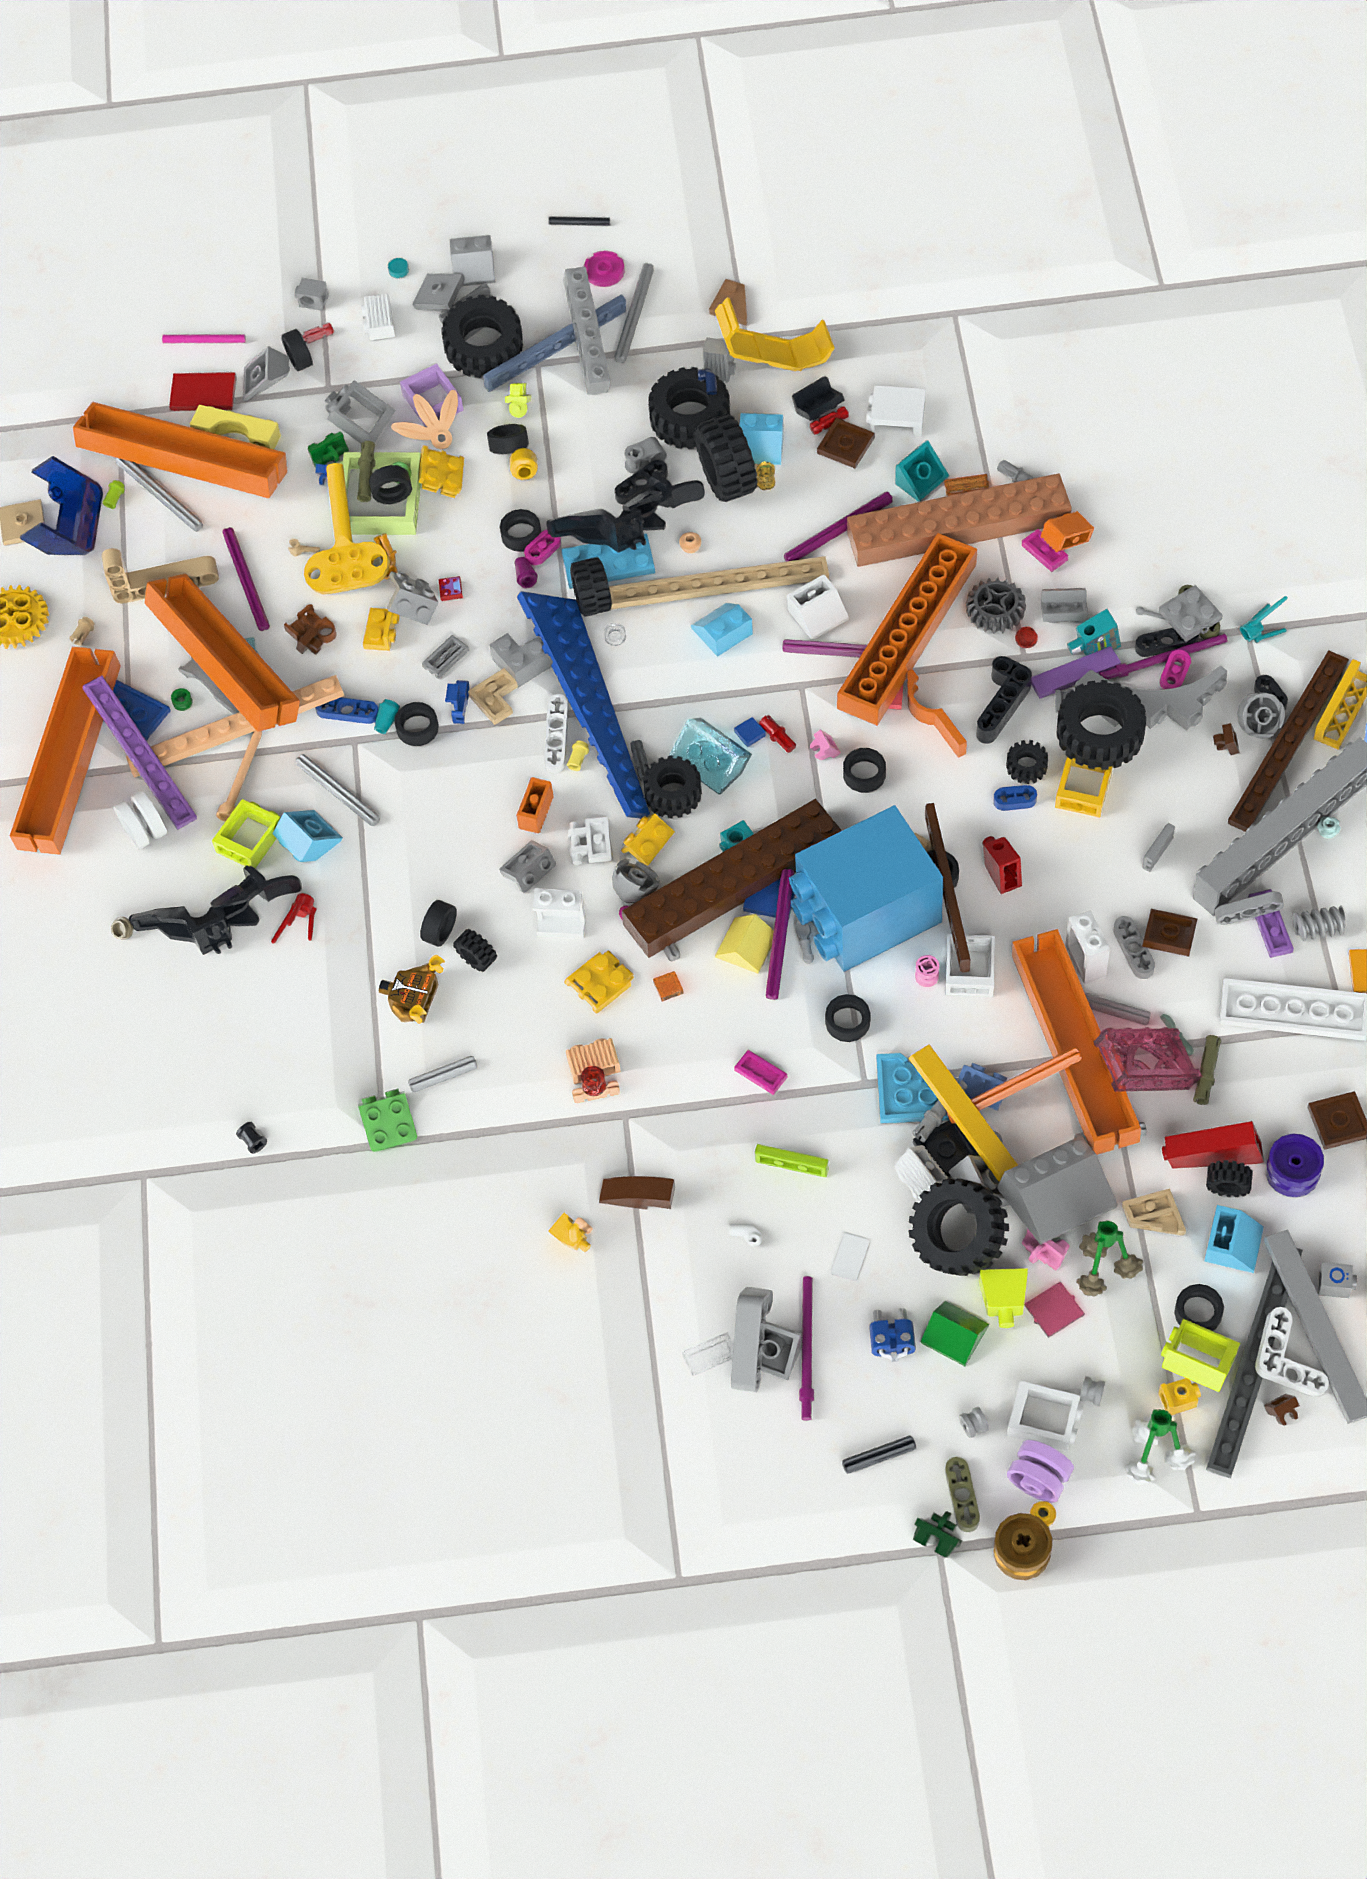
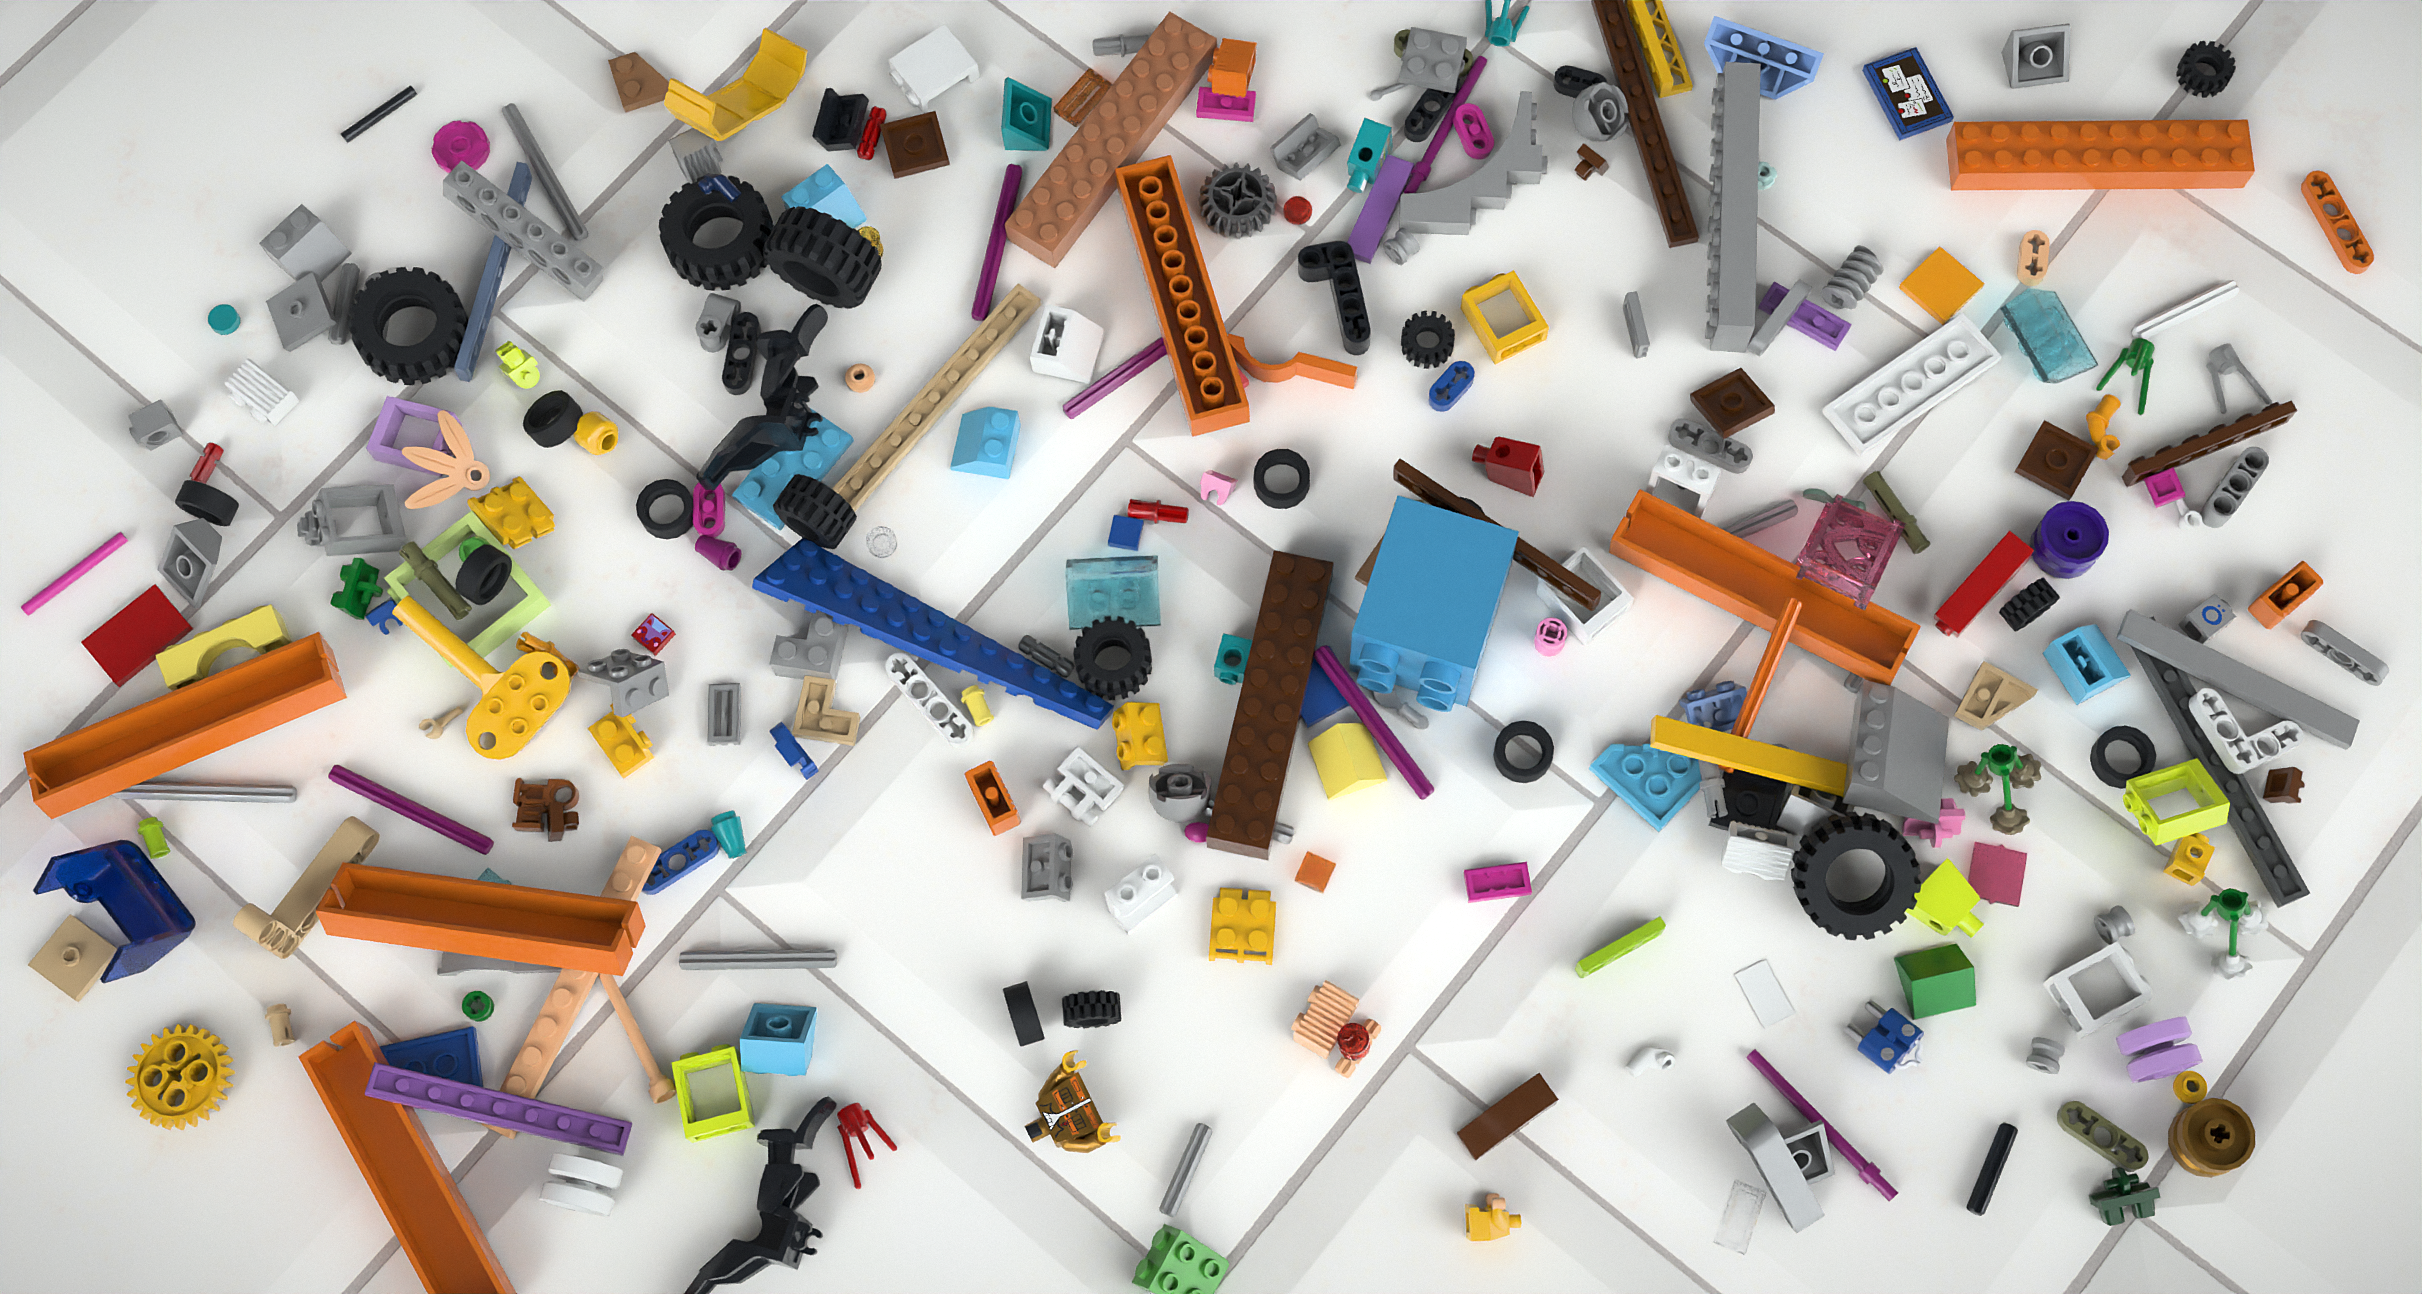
camera: 45 degrees left, 10 degrees up
(416, 738) = (763, 793): black tyre -> none
(1103, 700) = (1483, 210): black tyre -> none

